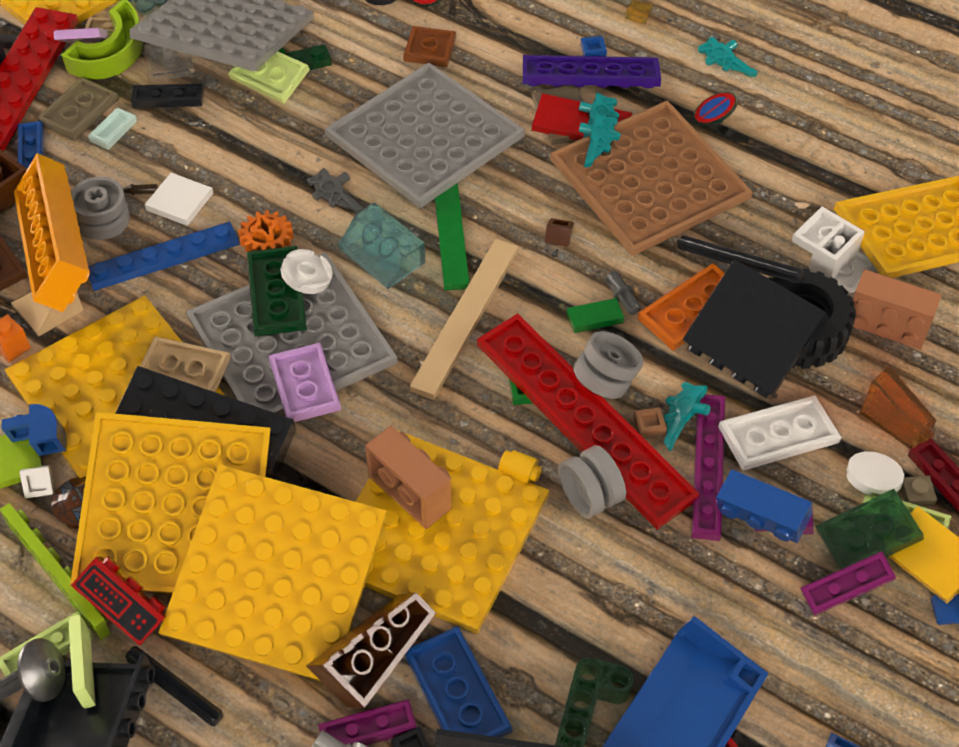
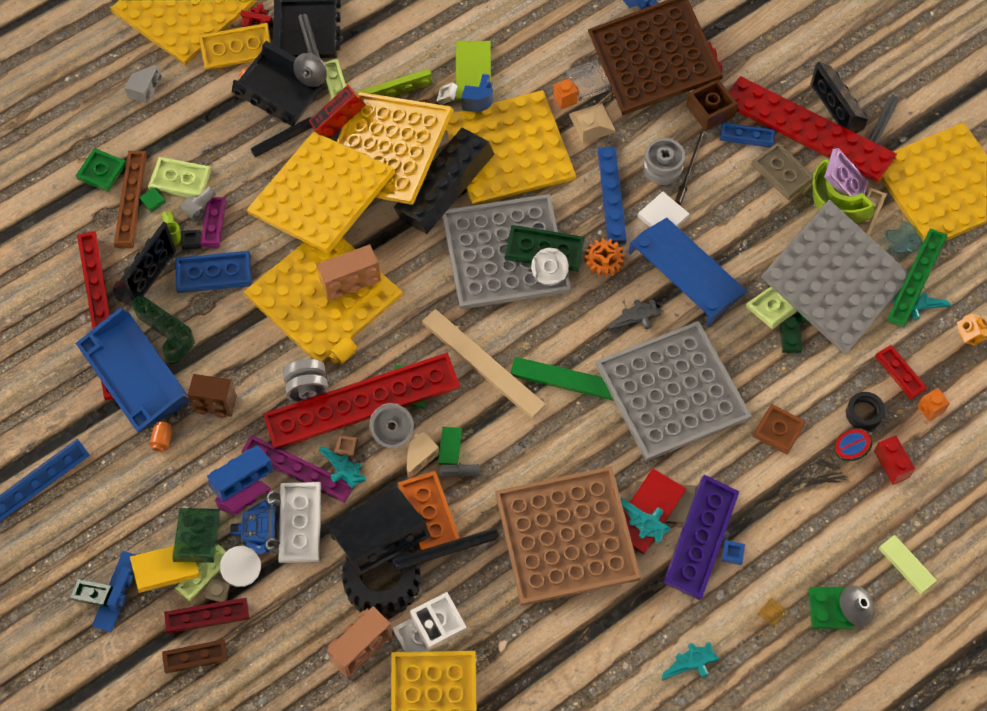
camera: 110 degrees right, 10 degrees up
(50, 234) = (631, 116): light orange brick -> none
(81, 662) = (307, 89): yellowish green tile -> none
(112, 128) = (753, 188): light aqua tile -> none
(167, 95) = (774, 228): black plate -> none
(187, 362) = (499, 180): tan tile -> none
(254, 152) = (688, 268): none -> blue slope
(304, 382) = (458, 245): lavender tile -> none
(369, 653) = (250, 228): reddish brown wedge -> none
(382, 245) = (565, 328): clear light blue slope -> none
(559, 232) = (540, 453): reddish brown slope -> none
(601, 135) = (615, 508): teal piece -> none
(637, 333) = (420, 453): none -> tan slope
(669, 588) = (212, 395): none -> reddish brown brick
(715, 109) = (622, 617): piece -> none
(757, 641) = (161, 436): none -> orange brick
(815, 468) = (259, 526): none -> torso
(848, 583) = (170, 506): magenta tile -> none
(898, 410) = (275, 603): clear orange slope -> none

